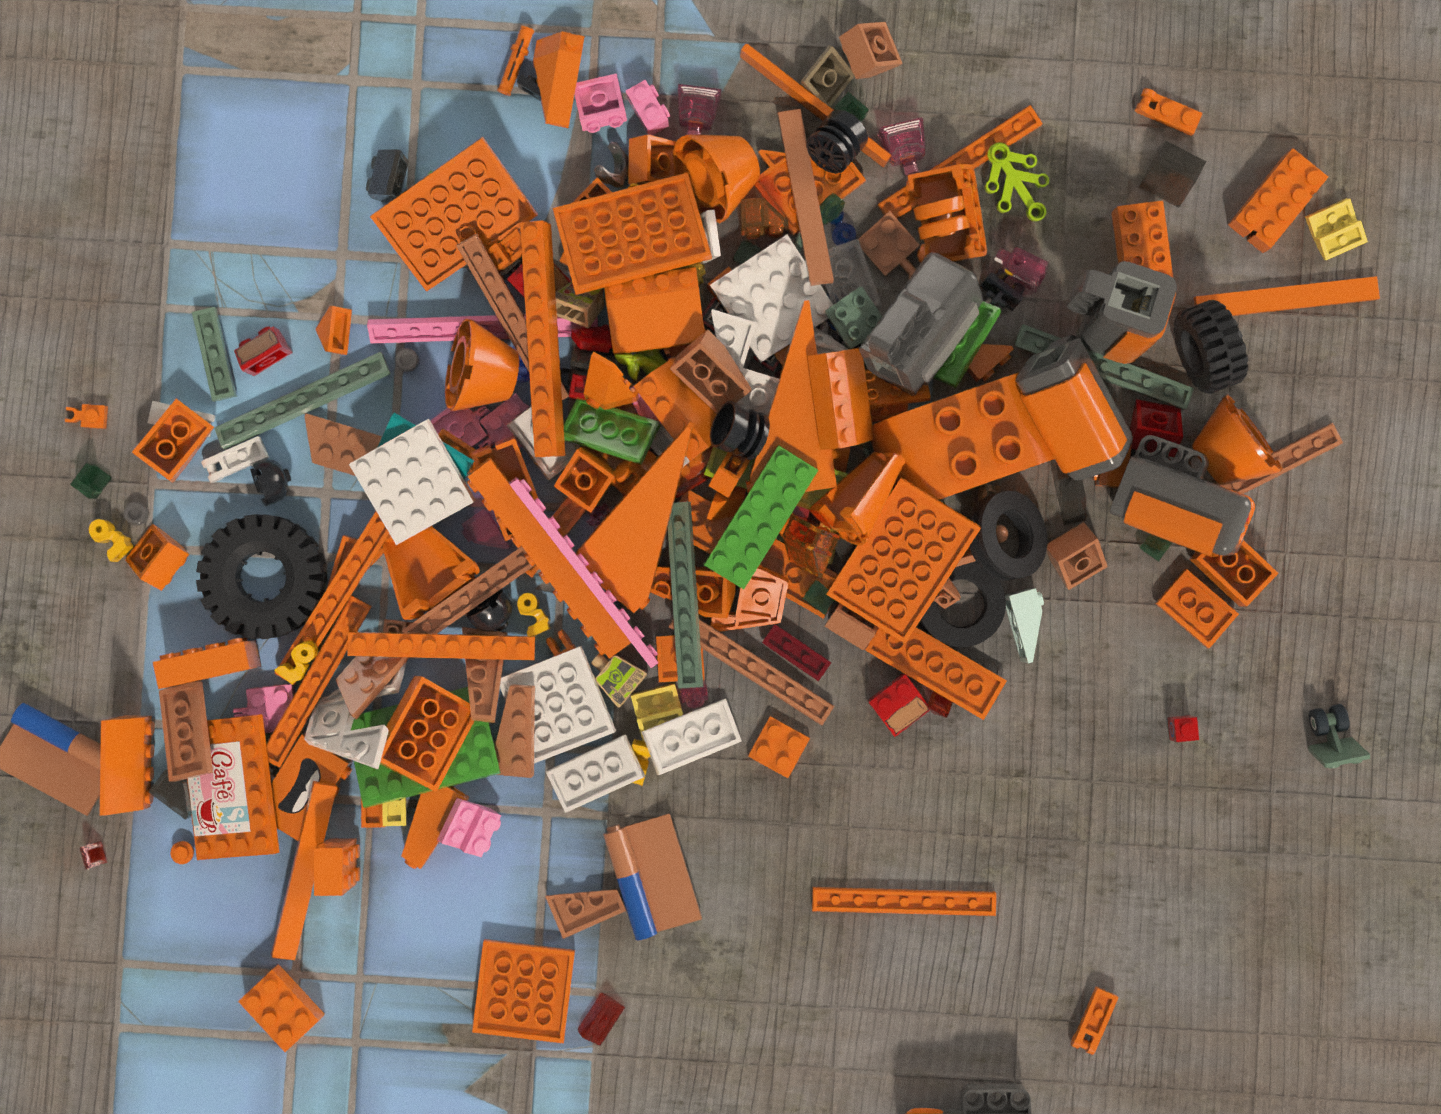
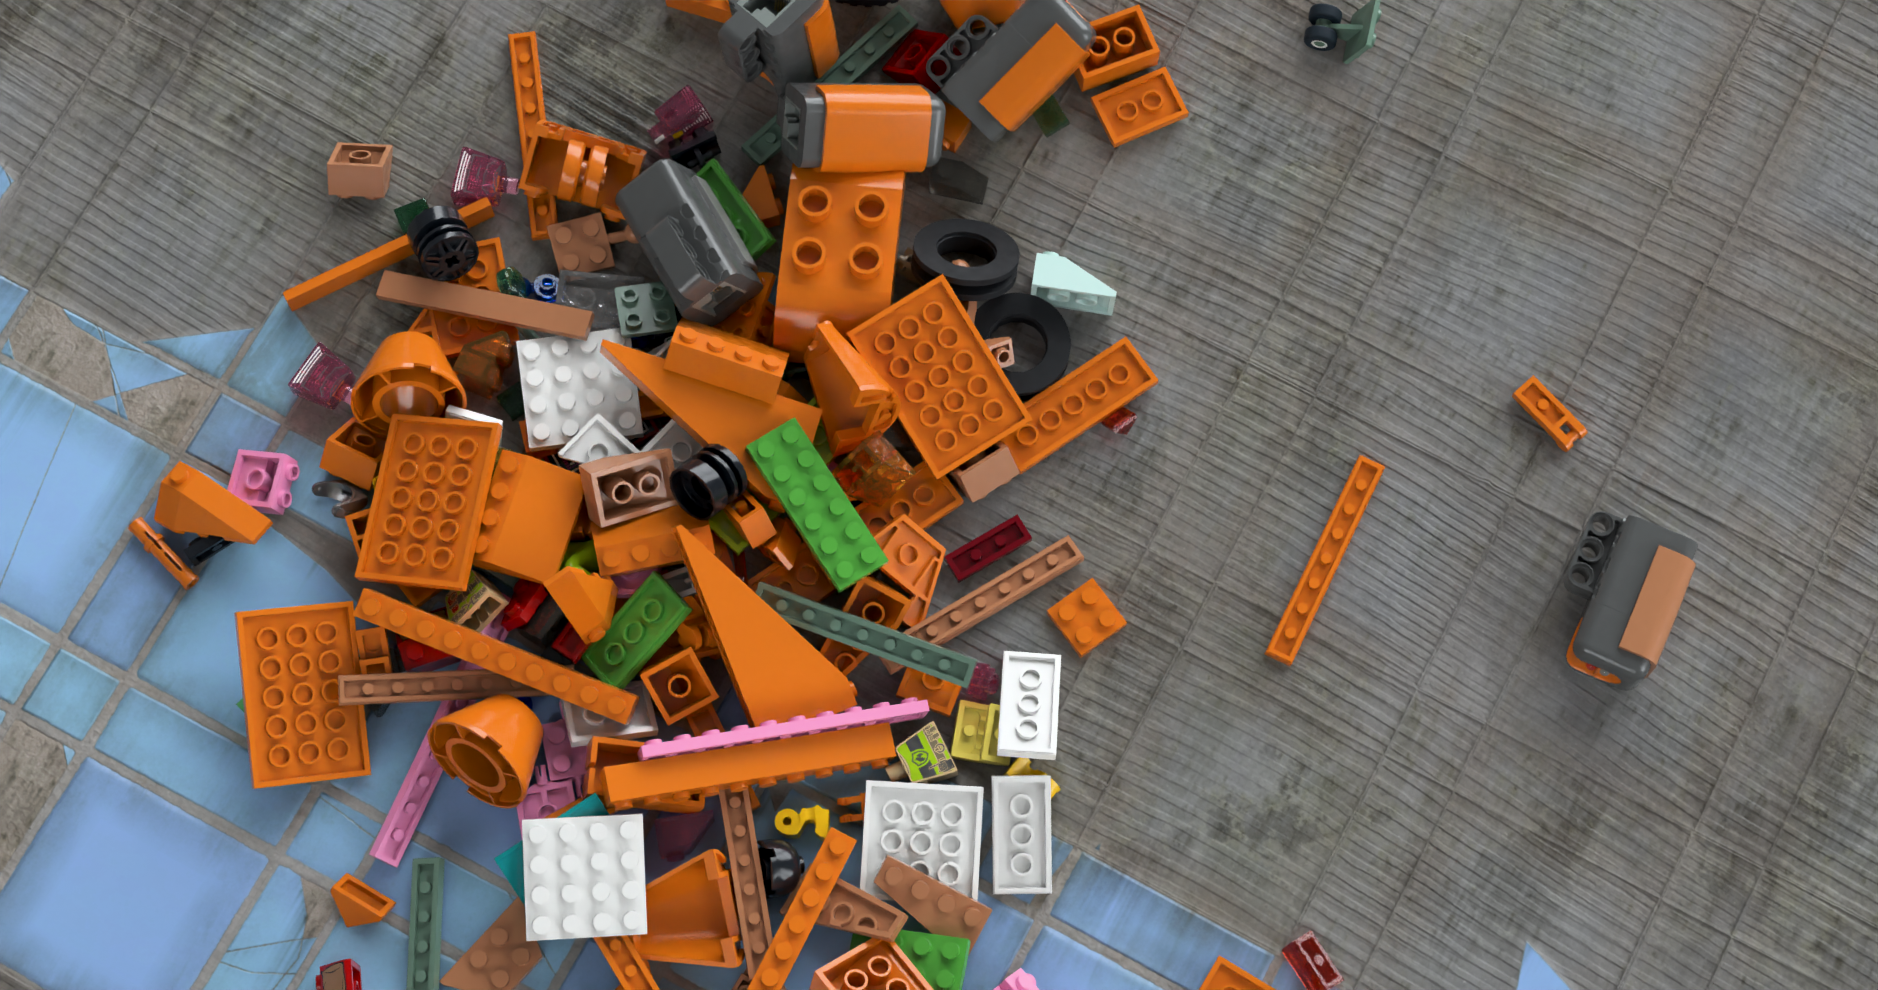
camera: 70 degrees left, 15 degrees down
(388, 175) = (216, 755): clear smoke slope -> none
(407, 360) = (438, 834): flat silver tile -> none
(584, 909) = (1175, 922): nougat wing -> none
(596, 513) = (722, 689): clear pink gear -> none
(646, 107) = (295, 431): bright pink brick -> none
(652, 876) = (1170, 826): nougat door -> none
(817, 597) = (936, 492): clear green panel -> none
(828, 76) = (365, 224): dark tan slope -> none
(898, 704) = (1098, 463): red slope -> none
(1014, 179) = (580, 85): lime plant -> none
(1076, 555) = (1022, 203): nougat slope -> none
(1183, 728) = (1264, 177): red brick -> none

